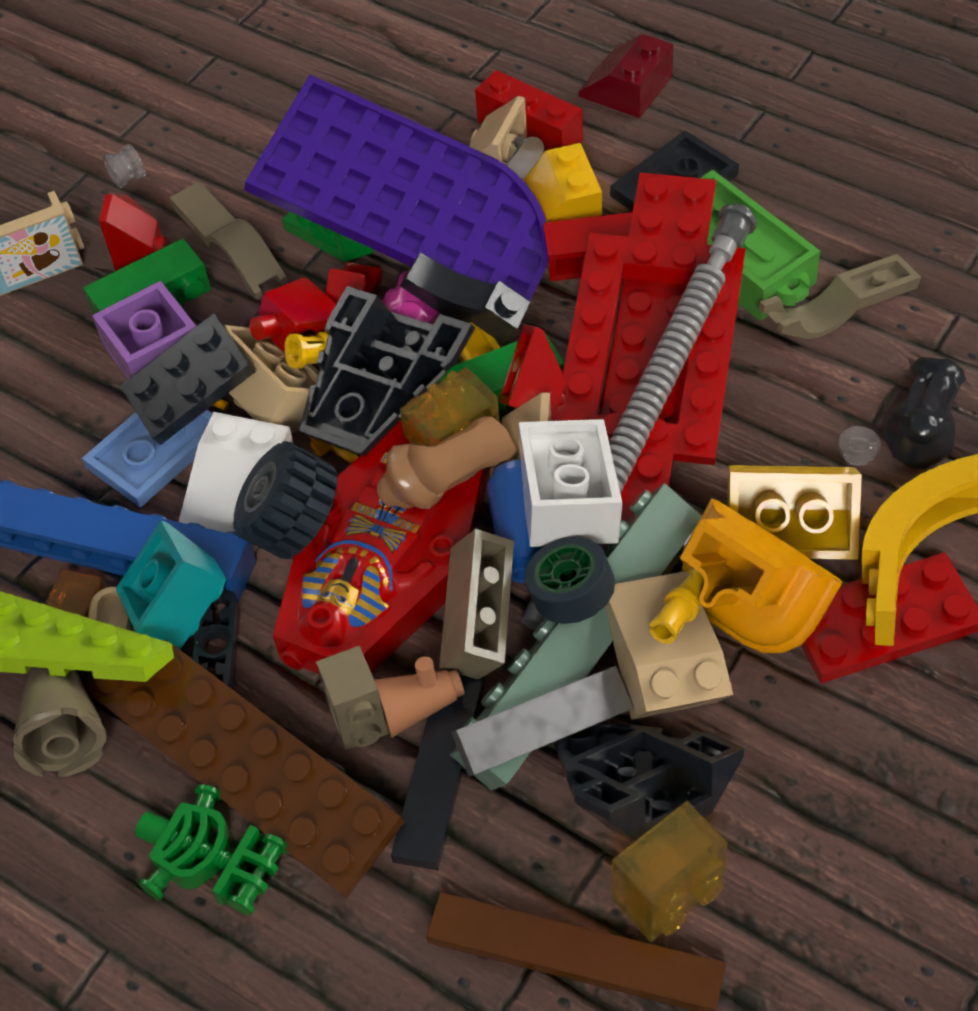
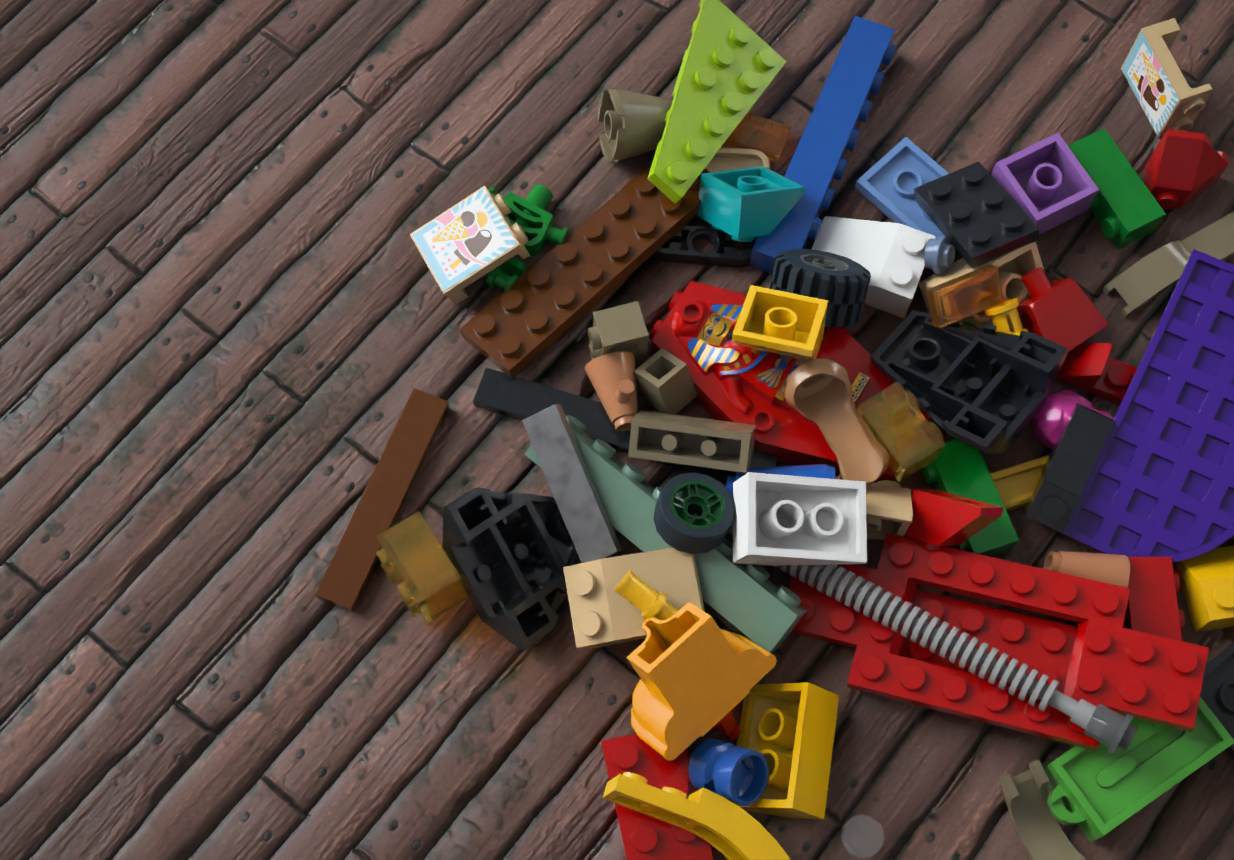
camera: 90 degrees right, 15 degrees up
(228, 885) = (469, 242): none -> panel
(237, 403) = (939, 254): none -> sand blue plate
(289, 375) = (964, 296): none -> clear orange tile
(348, 503) = (781, 323): none -> yellow slope
(398, 646) = (666, 382): none -> dark tan brick
(564, 272) = (1099, 567): none -> nougat piece
(833, 540) = (729, 771): none -> blue wheel

